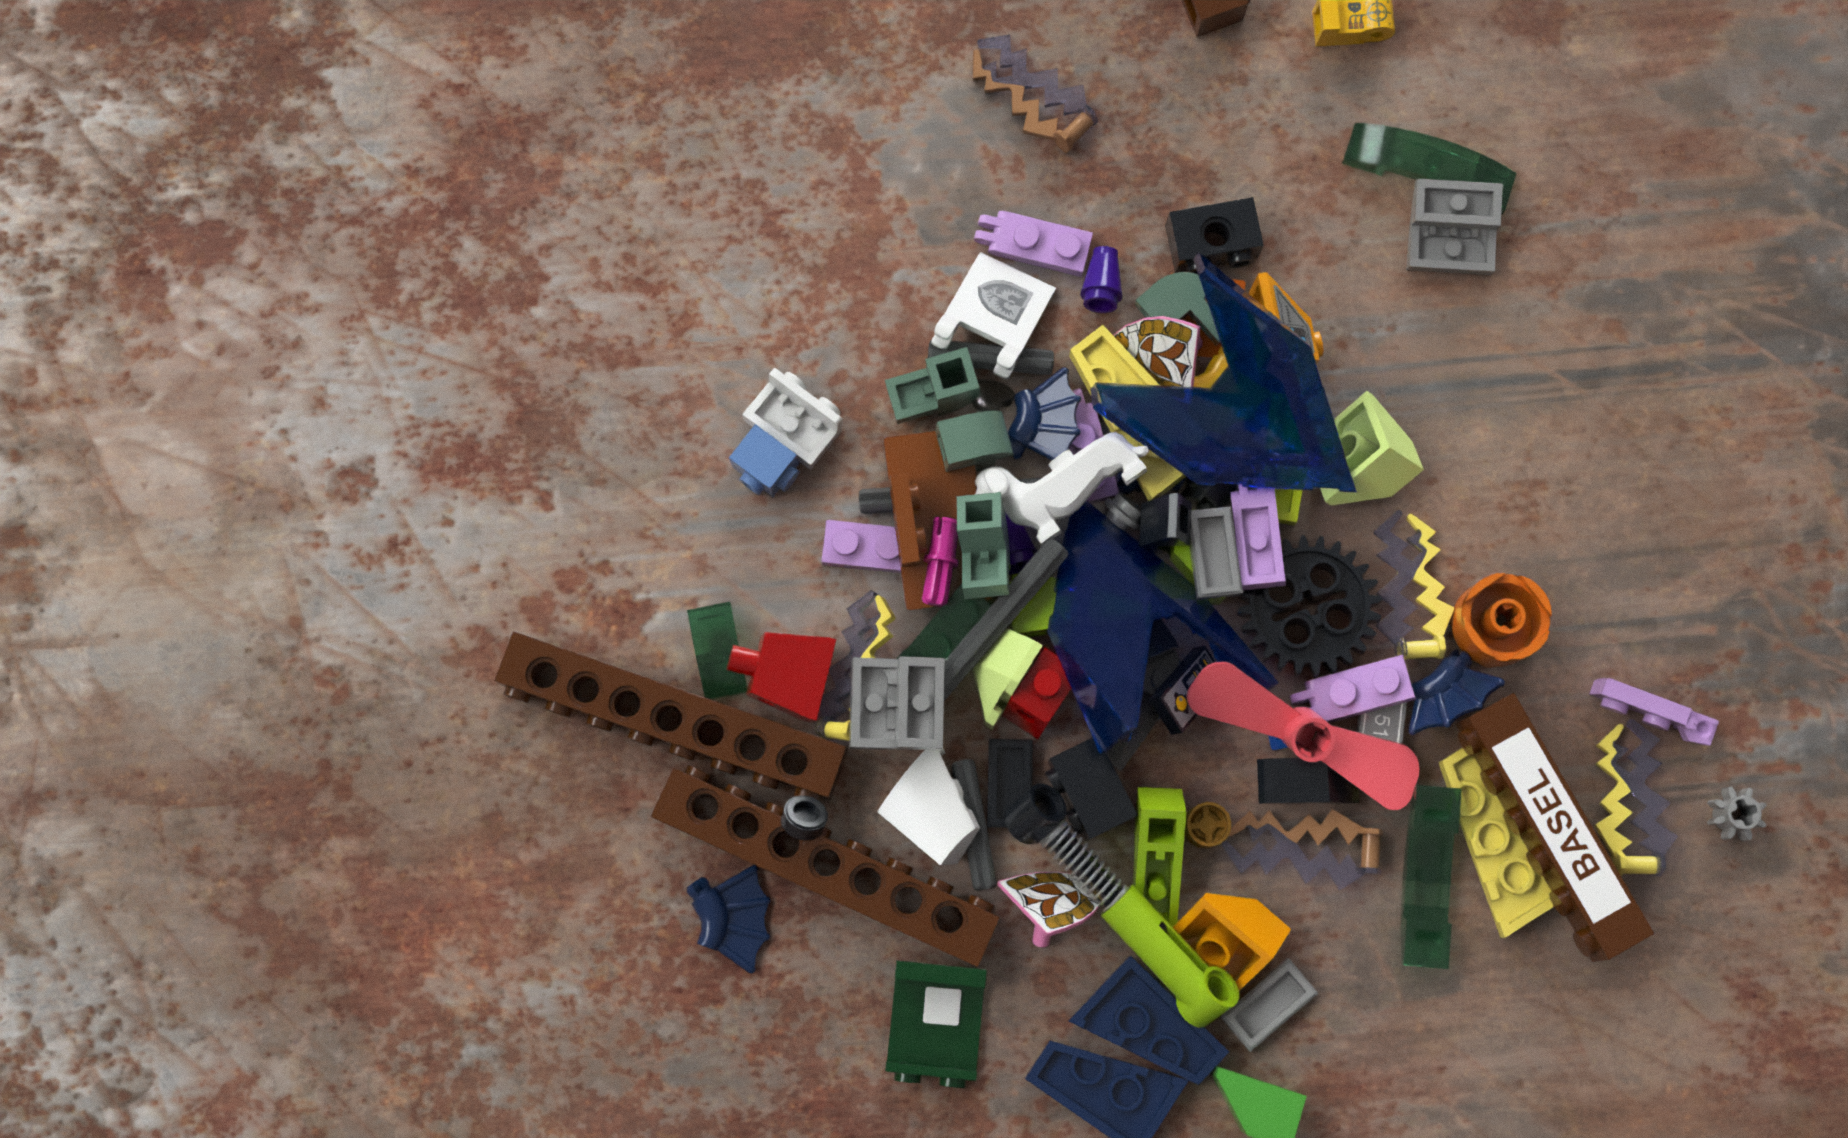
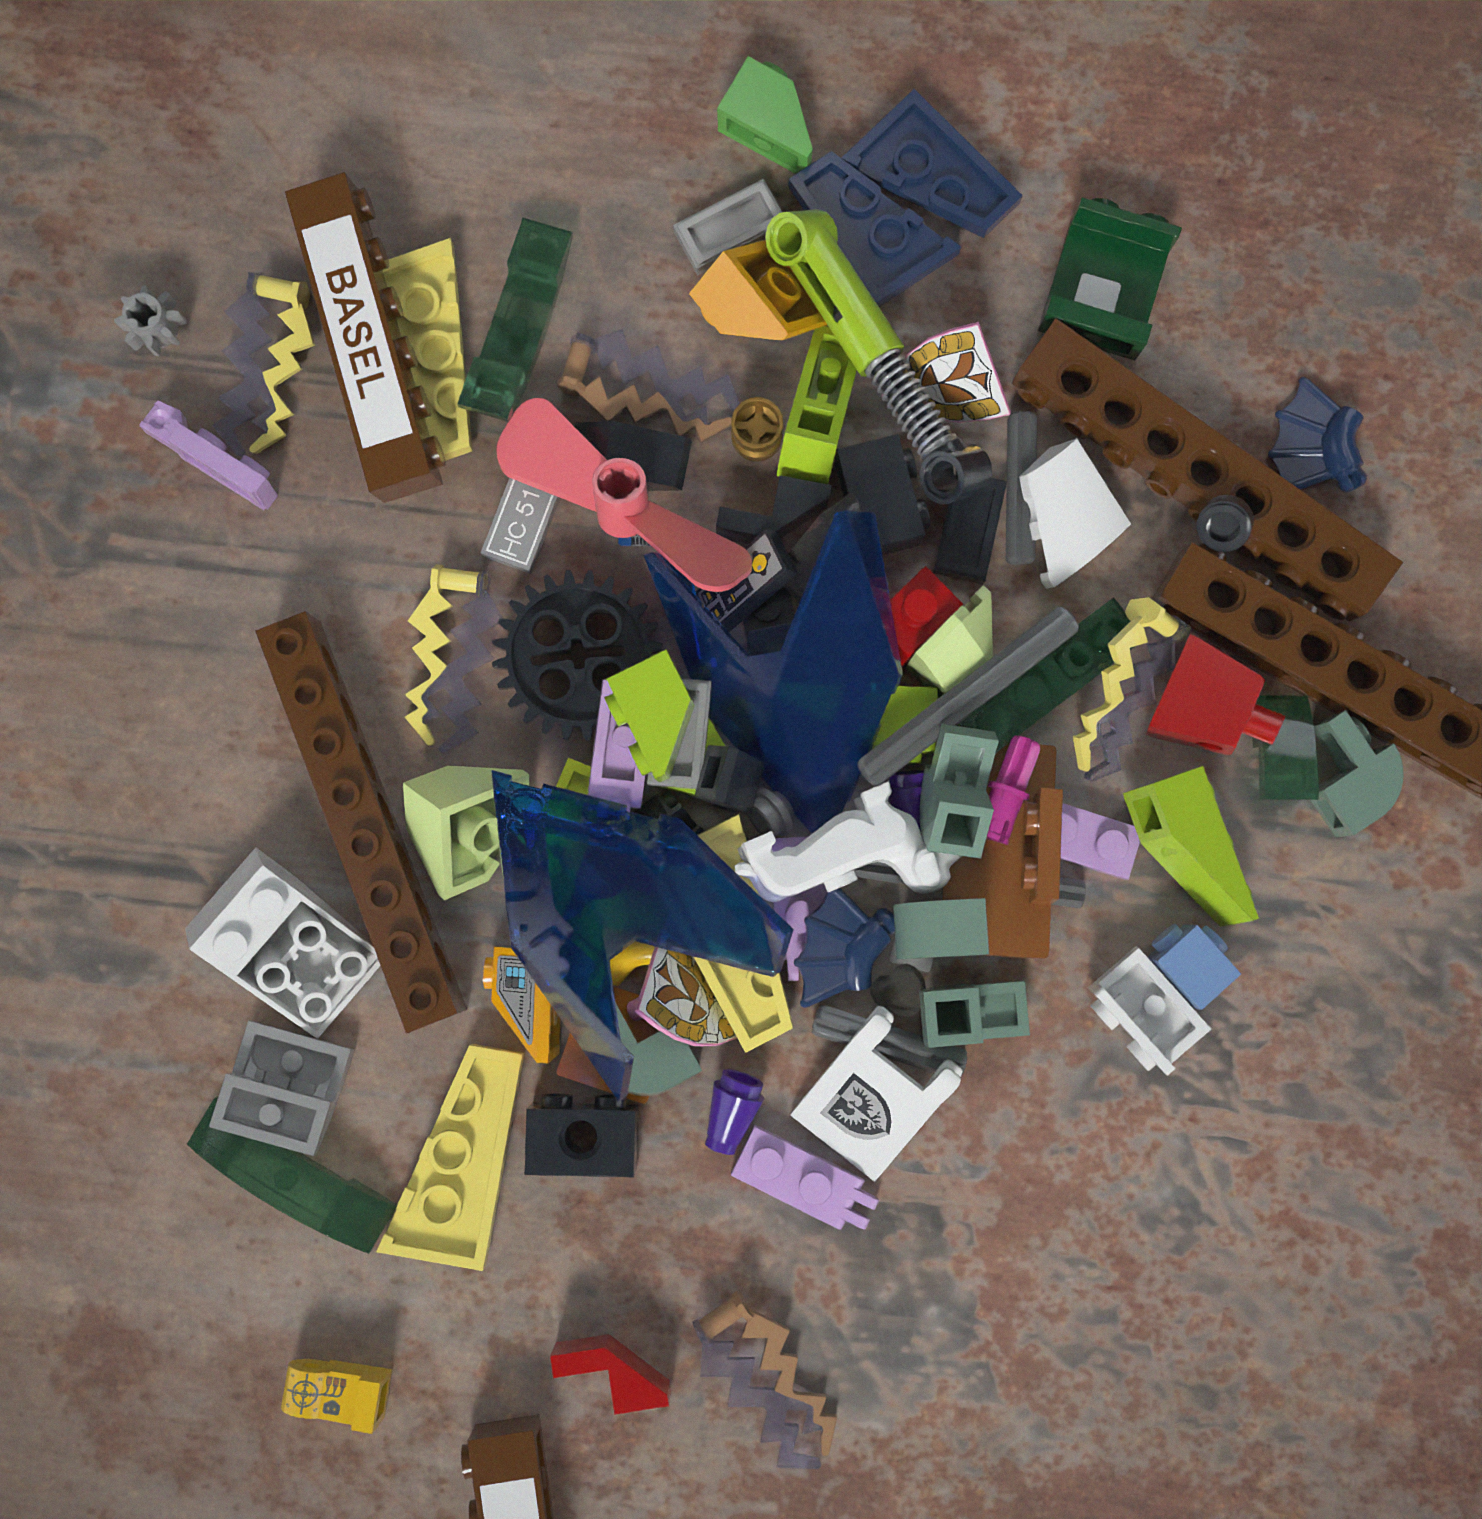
camera: 170 degrees left, 5 degrees up
(649, 631) = (1367, 777): none -> sand green brick
(790, 564) = (1188, 837): none -> lime slope
(897, 703) = (1098, 625): light grey slope -> none
(1135, 72) = (632, 1380): none -> red slope
(1164, 766) = (794, 505): none -> black slope
(1238, 557) = (656, 709): none -> lime slope
(1302, 189) = (456, 1185): none -> light yellow wing
(1358, 690) = (546, 545): lavender hinge -> none
(1447, 436) = (361, 821): none -> reddish brown brick
(1450, 692) = (440, 518): dark blue arm -> none
(1484, 335) = (283, 943): none -> white slope
(1520, 636) = (330, 582): orange brick -> none

